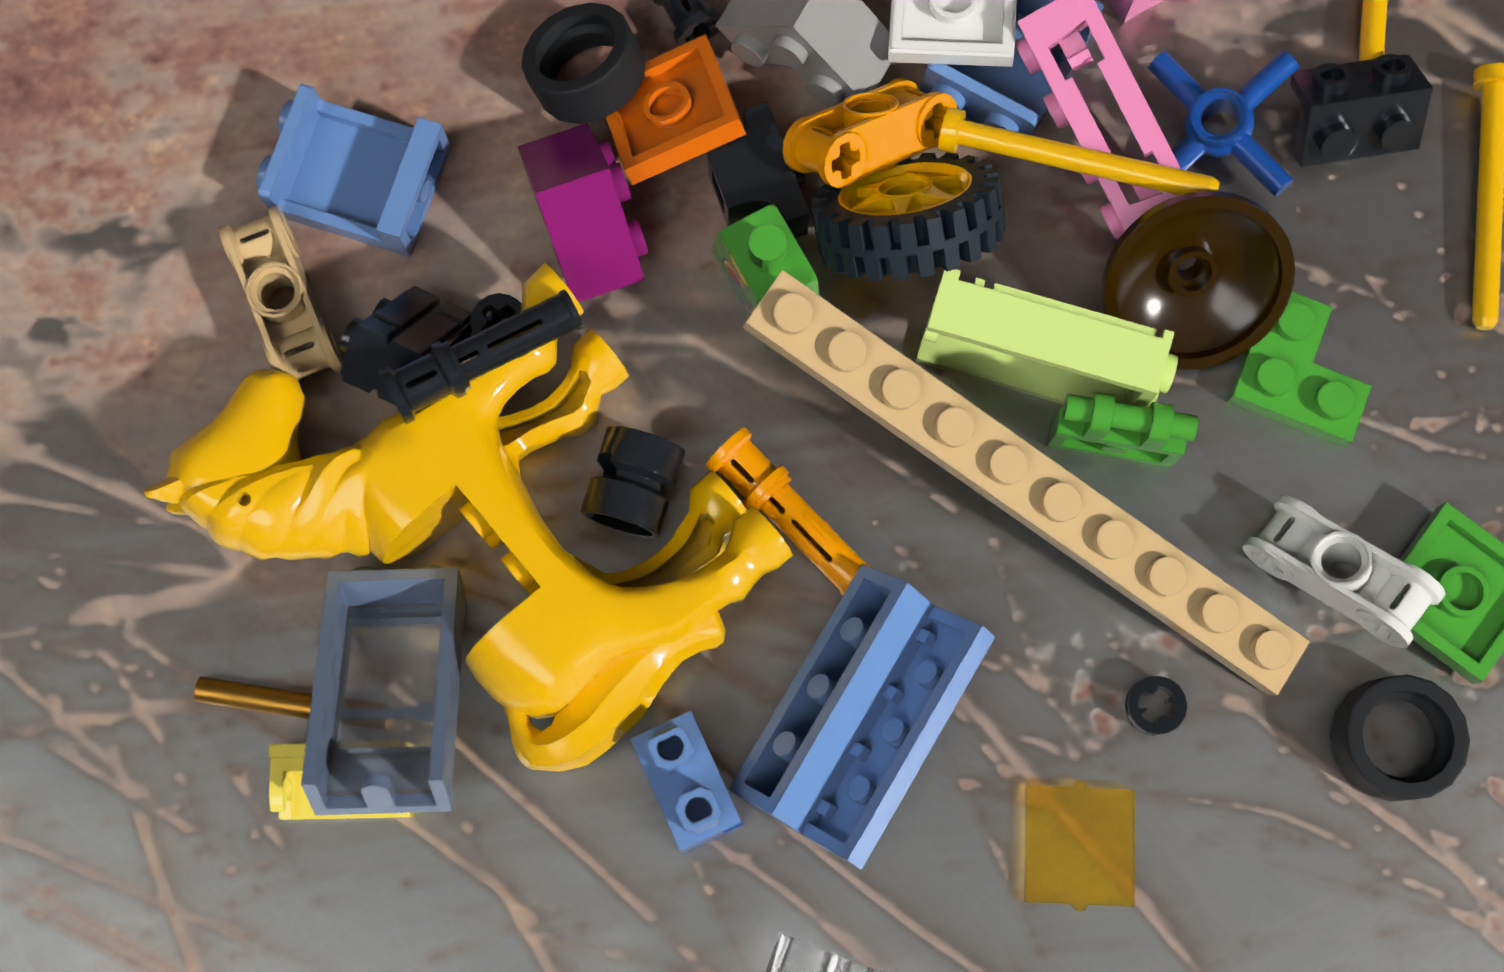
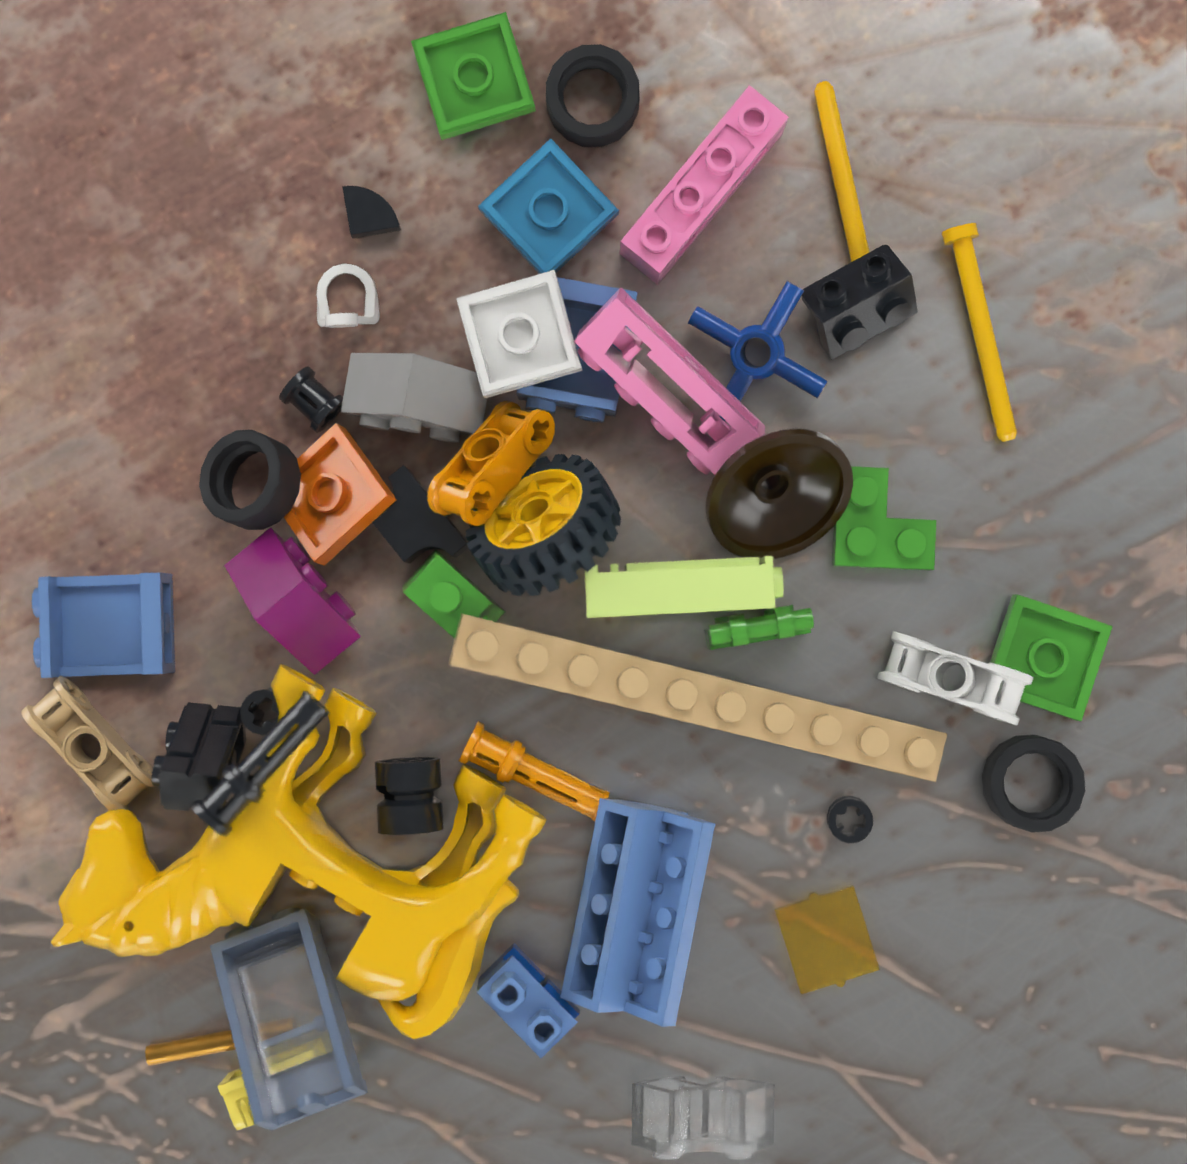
camera: 15 degrees left, 10 degrees up
(1167, 179) = (648, 433): yellow bar -> none

